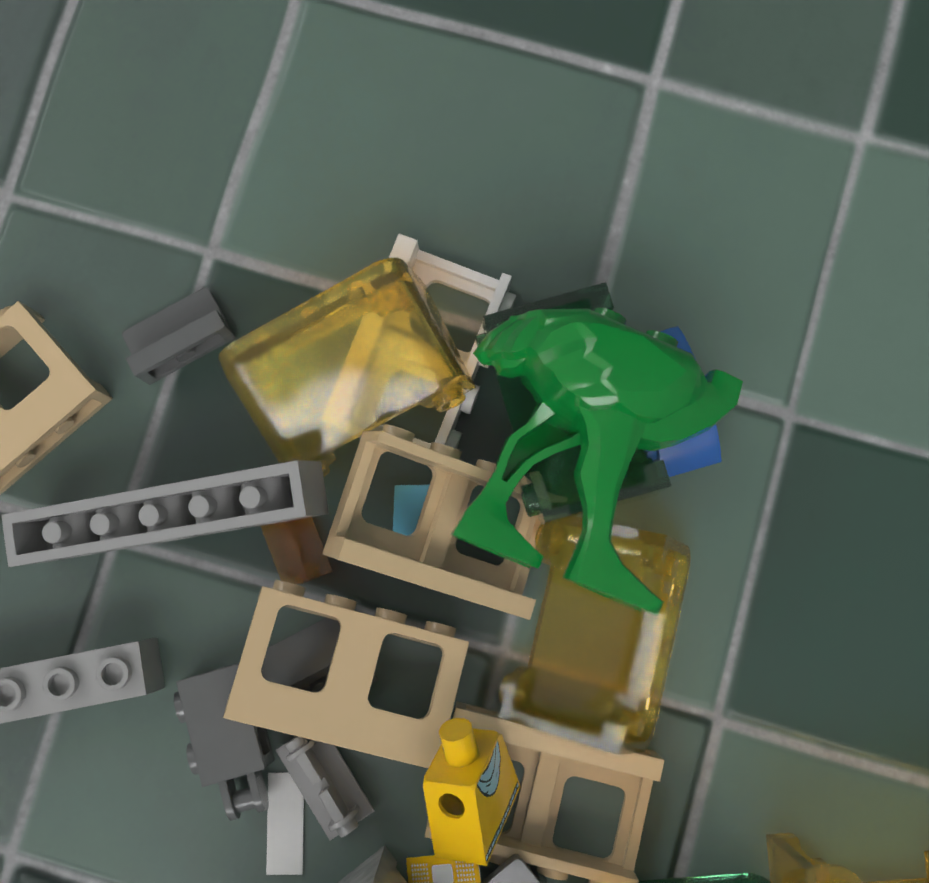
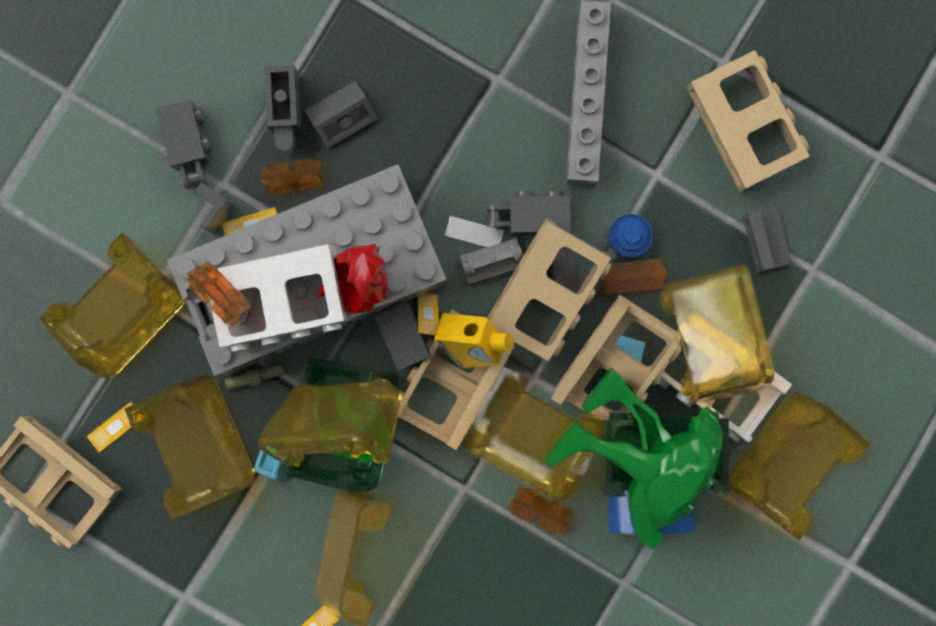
camera: 105 degrees right, 5 degrees up
(166, 513) = (664, 213): light grey brick -> none
(224, 561) = (630, 236): none -> blue plate
(517, 205) = (793, 460): none -> clear yellow windscreen
(710, 606) = (553, 514): none -> clear orange hinge

